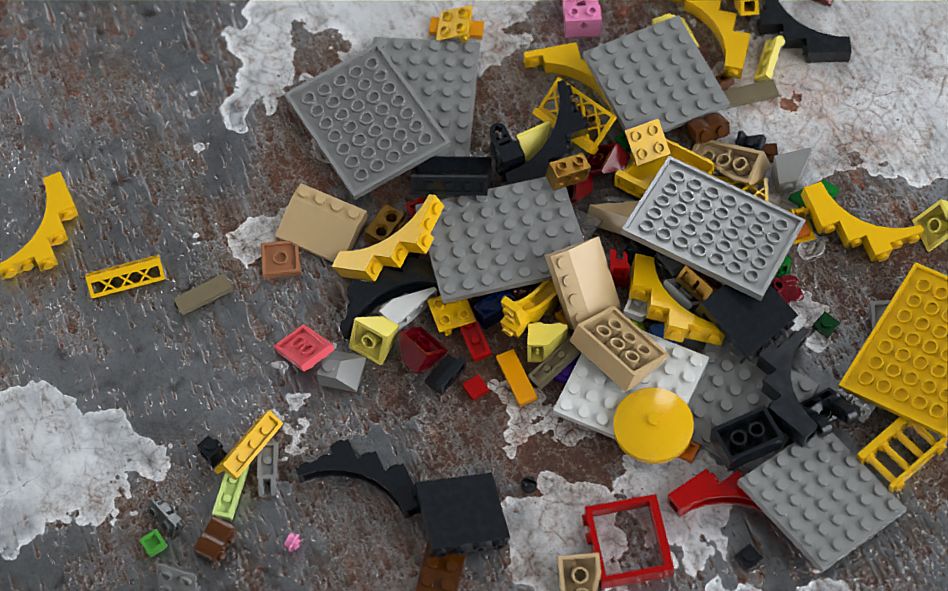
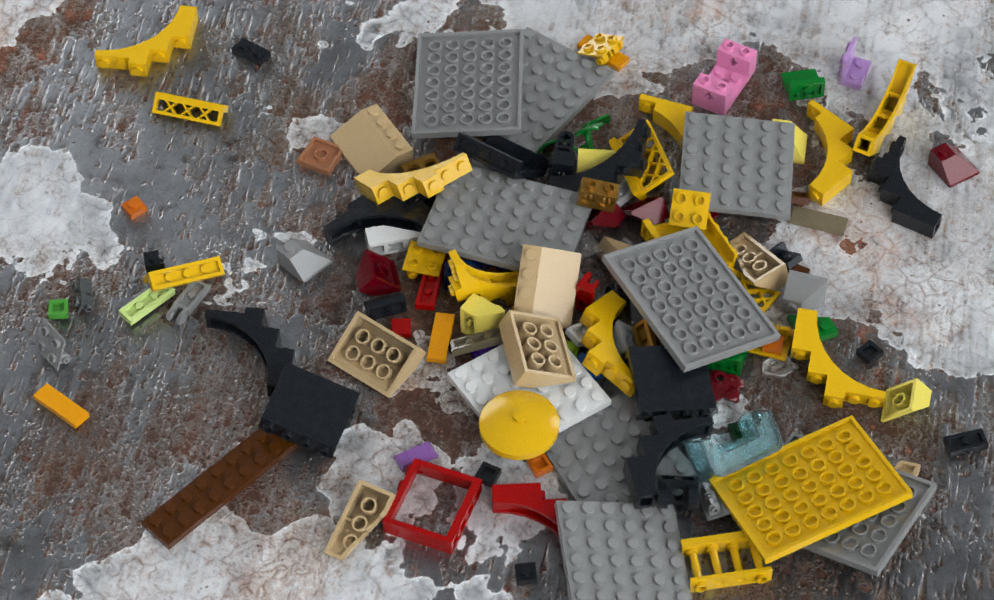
camera: 30 degrees right, 10 degrees down
(139, 189) = (251, 51): none -> black plate
(146, 402) = (134, 207): none -> orange plate
(203, 294) = (239, 151): dark tan tile -> none
(215, 540) = (106, 331): reddish brown brick -> none
(292, 542) = (164, 364): bright pink plate -> none
(304, 348) = (283, 226): coral plate -> none
(373, 337) = (345, 246): light yellow slope -> none
(475, 427) = (376, 355): none -> tan slope
(513, 129) = (586, 130): none -> green plant
(528, 487) = (383, 423): black hinge -> none
(577, 502) = (423, 452): none -> medium lavender tile
(652, 484) = (488, 474): none -> black plate
(708, 127) = (756, 226): reddish brown brick -> none
(746, 438) = (590, 475): black brick -> none
(768, 59) = (856, 199): light yellow plate -> none
(851, 345) = (758, 441): none -> clear light blue windscreen
(878, 194) = (869, 352): none -> black plate

